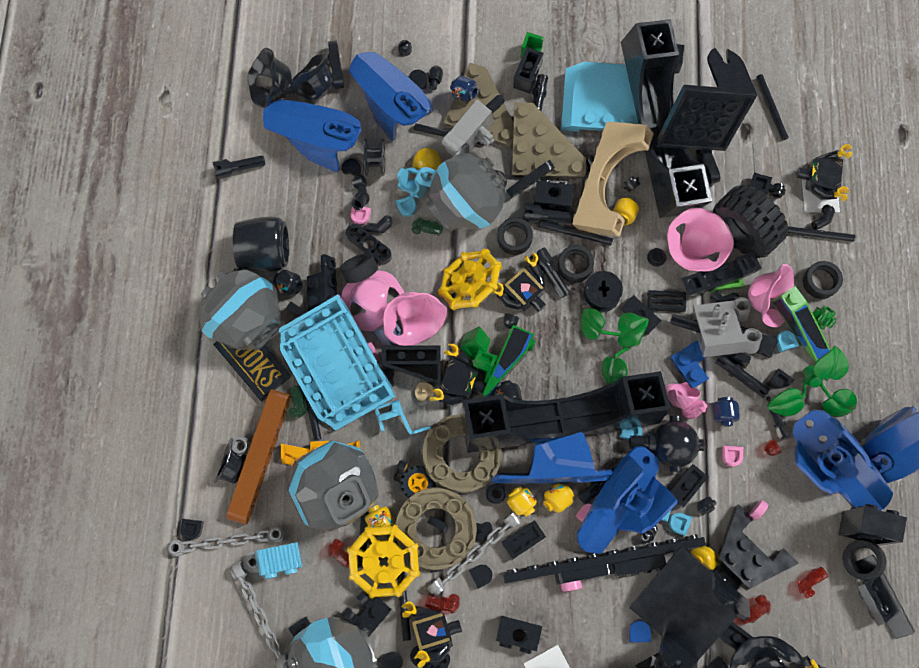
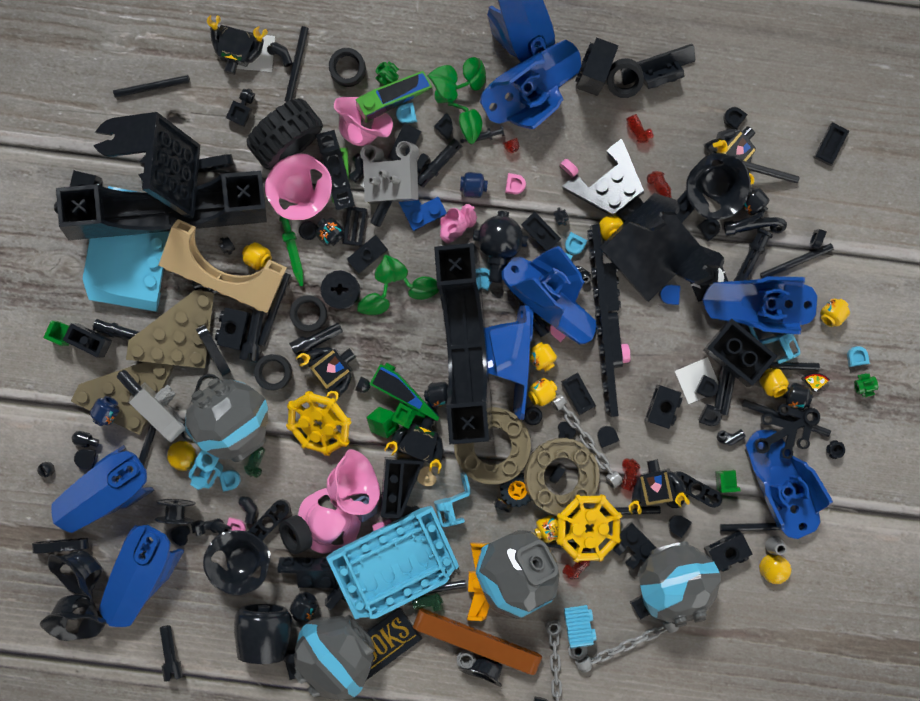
camera: 85 degrees left, 15 degrees up
(332, 225) = (243, 556): none -> black piece
(647, 240) = (290, 237): none -> green sword
(658, 276) = (329, 231): none -> black head

